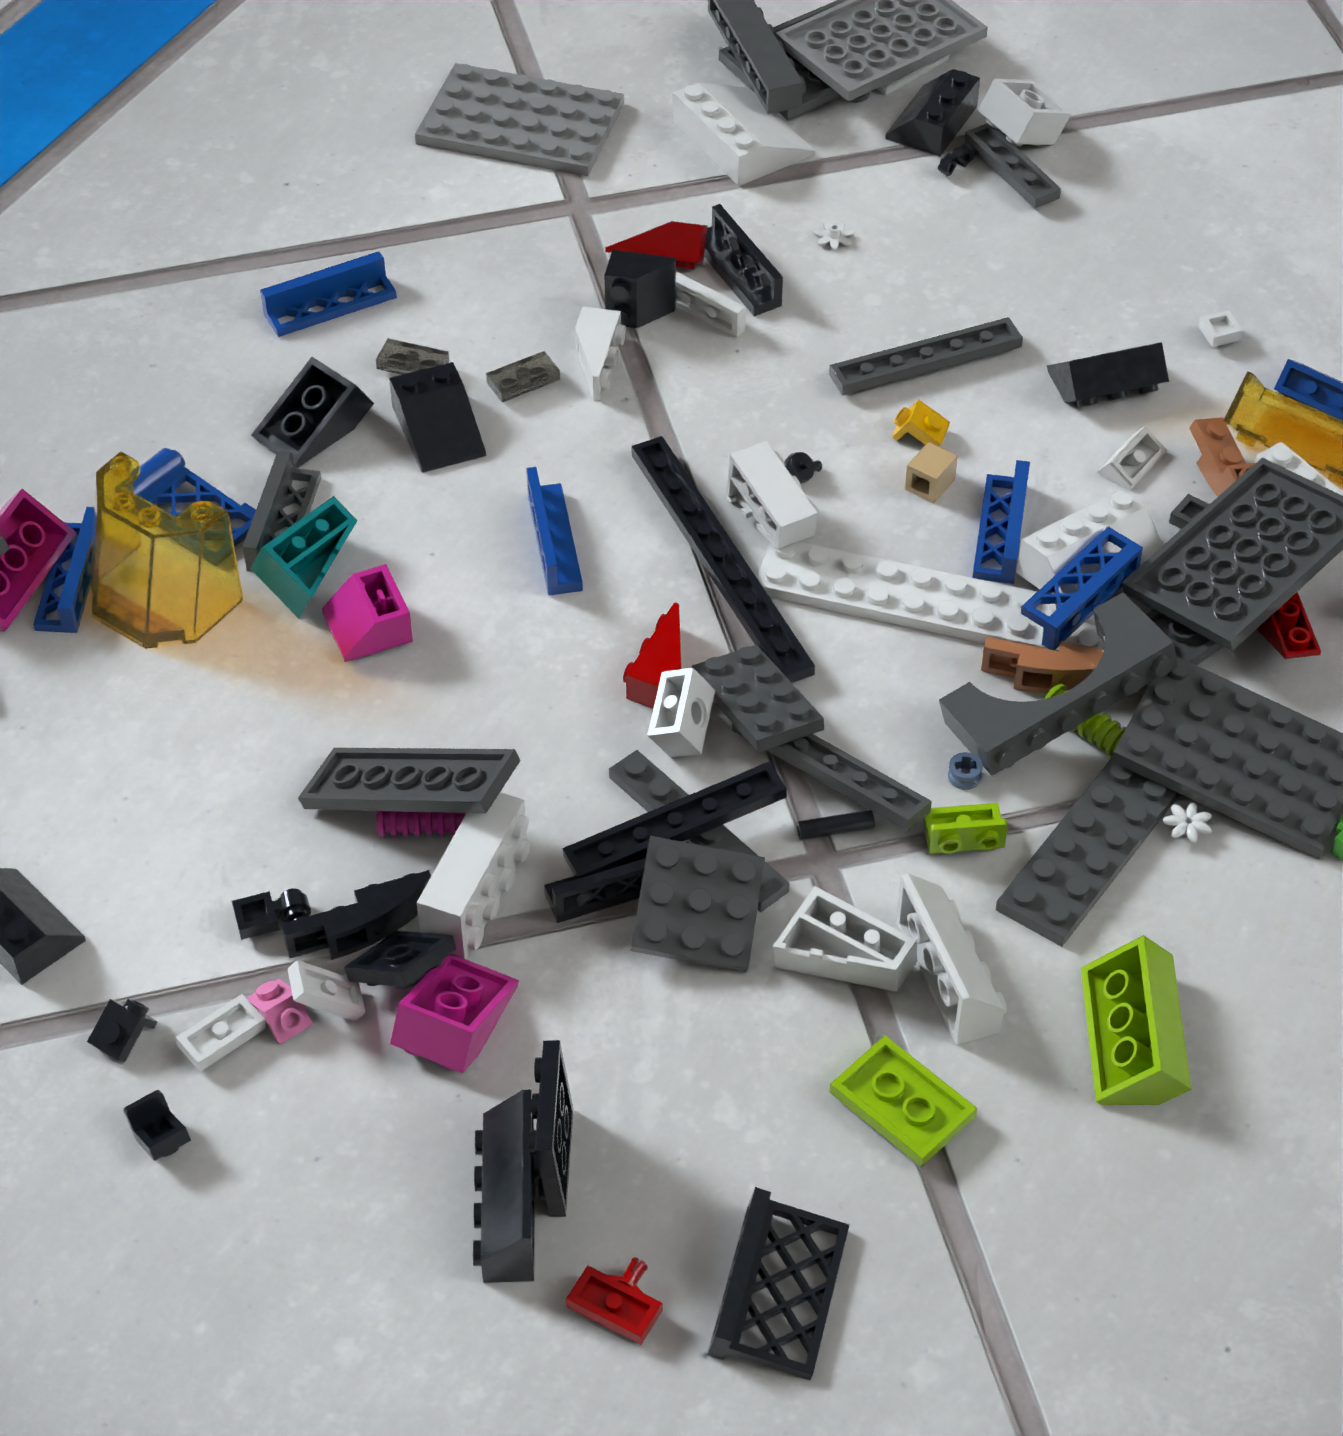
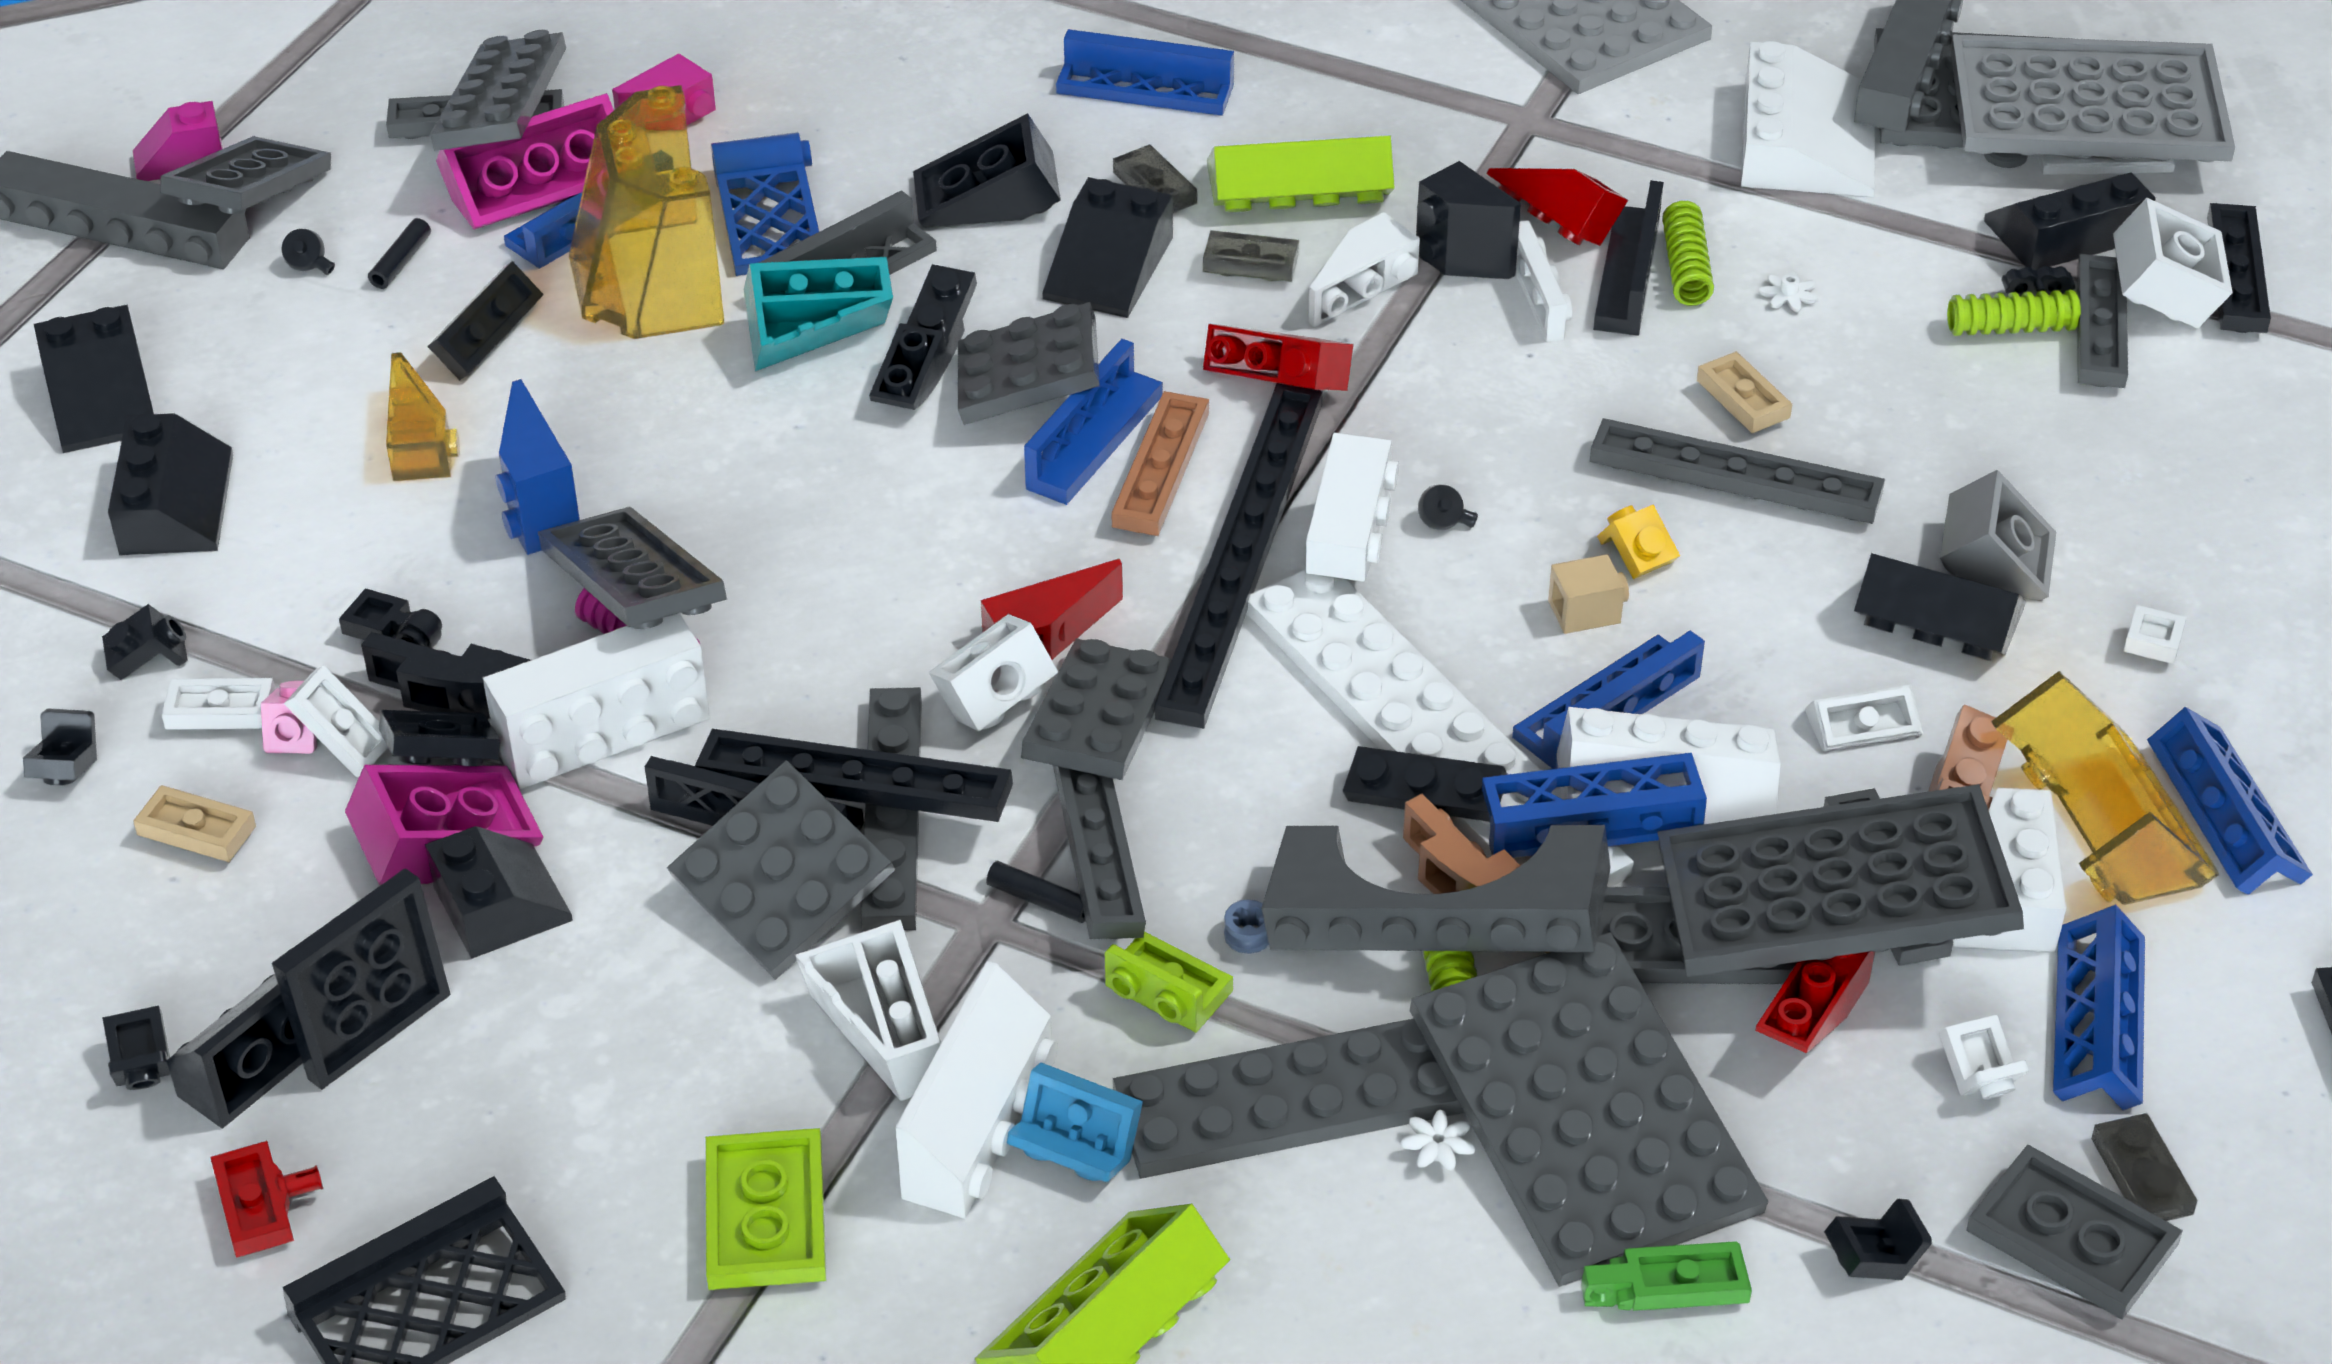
camera: 40 degrees right, 5 degrees down
(39, 467) = (675, 71): none -> dark pink slope
(95, 685) = (485, 320): none -> black plate
(132, 777) = (417, 427): none -> clear yellow slope
(262, 759) = (534, 474): none -> blue slope
(299, 1114) = (194, 823): none -> tan plate
(368, 614) = (810, 399): dark pink slope -> none
(394, 536) = (927, 341): none -> black slope
(438, 1270) = (137, 1048): none -> black bracket
(481, 515) = (1027, 362): none -> dark grey plate
(496, 309) = (1301, 171): none -> lime slope
(526, 1020) = (494, 889): none -> black slope
(614, 430) = (1278, 357): none -> red slope
(616, 533) = (1160, 463): none -> nougat plate
(776, 249) = (1688, 253): none -> lime piece
(880, 307) = (1744, 392): none -> tan plate
(966, 184) = (2013, 312): none -> lime piece
(969, 631) = (1396, 777): none -> black plate
(1015, 937) = (1076, 1124): none -> dark azure bracket
(1079, 120) = (2248, 305): none -> black plate
(1095, 320) = (1998, 538): none -> light grey slope

